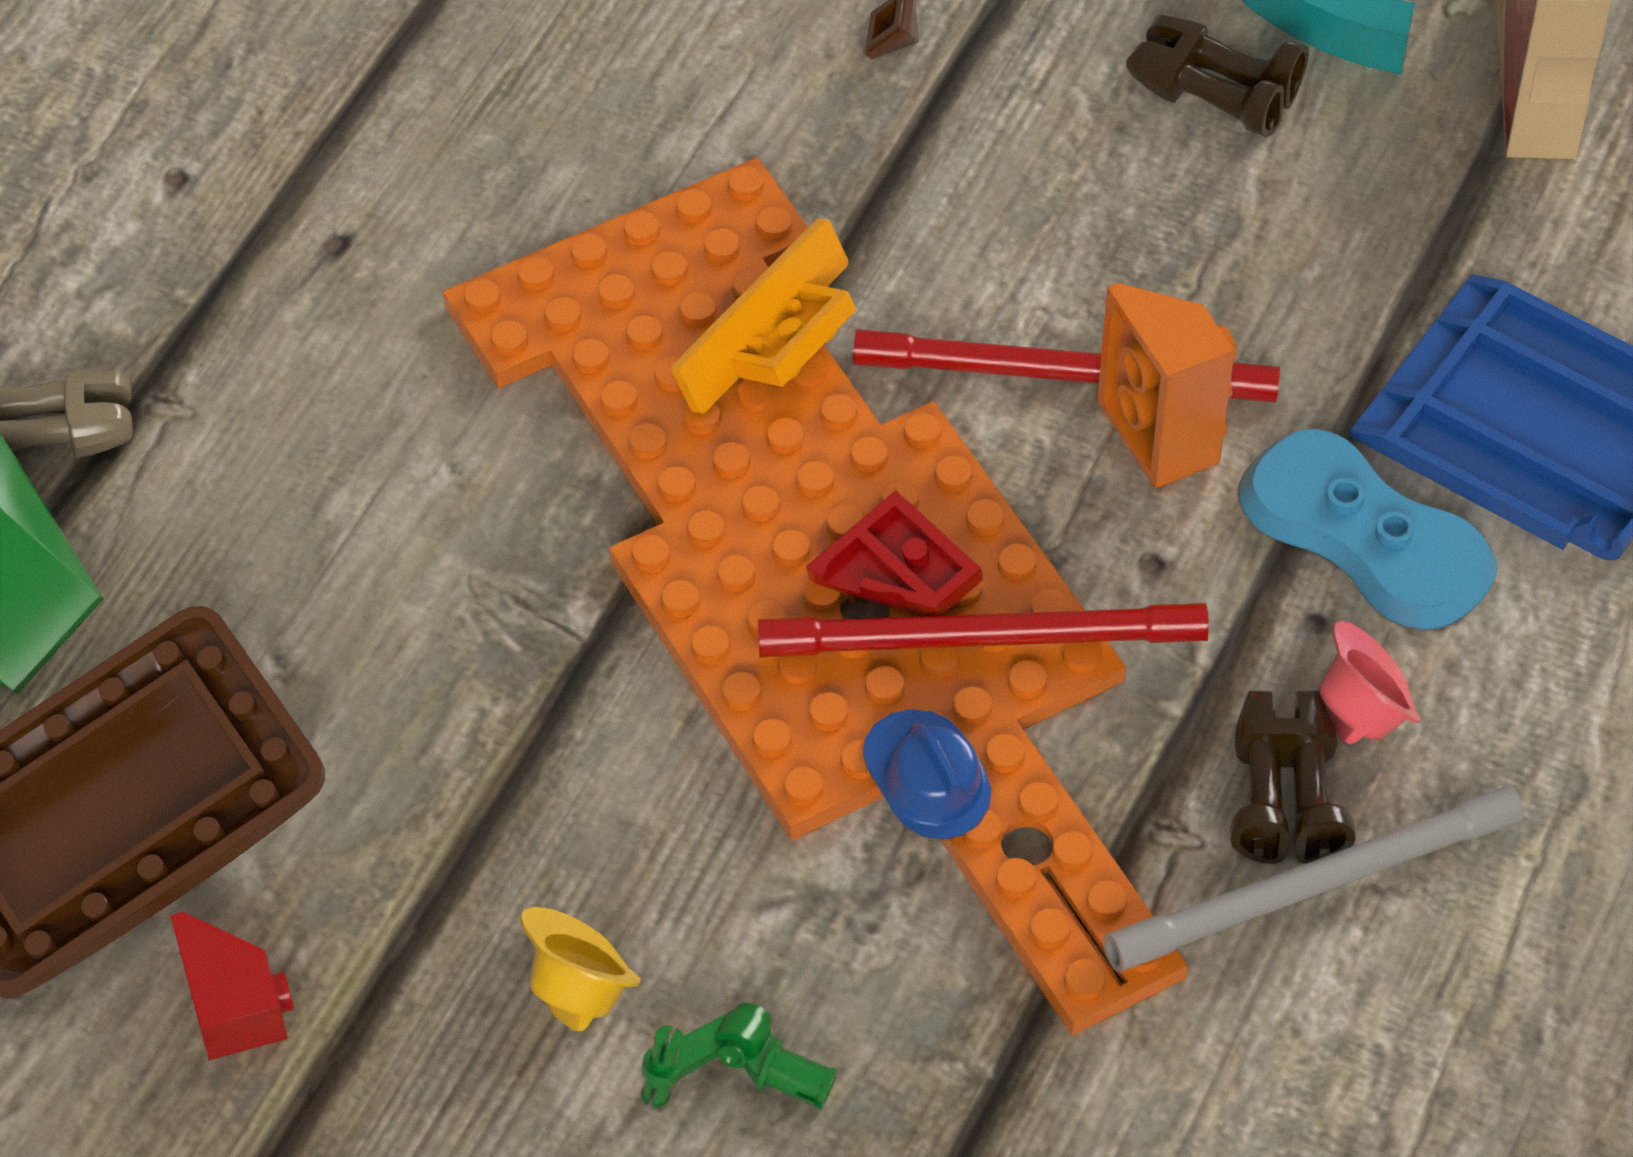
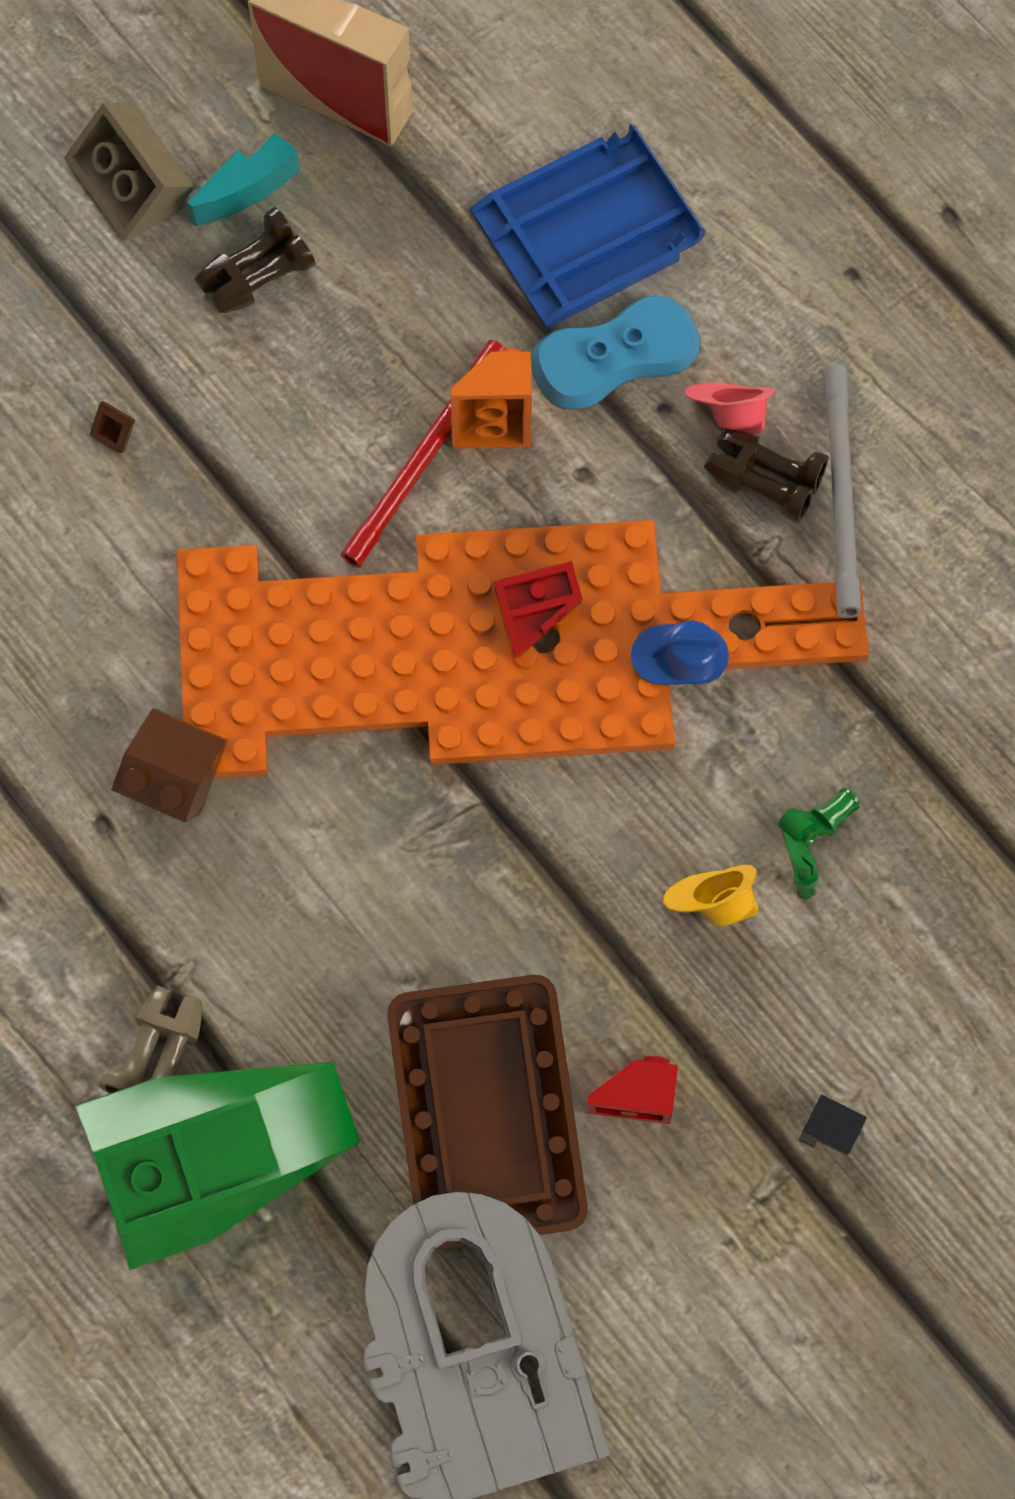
camera: 65 degrees left, 15 degrees up
(433, 258) = (170, 766): none -> reddish brown slope
(772, 323) = (335, 592): light orange bracket -> none
(1152, 624) = (563, 672): red piece -> none

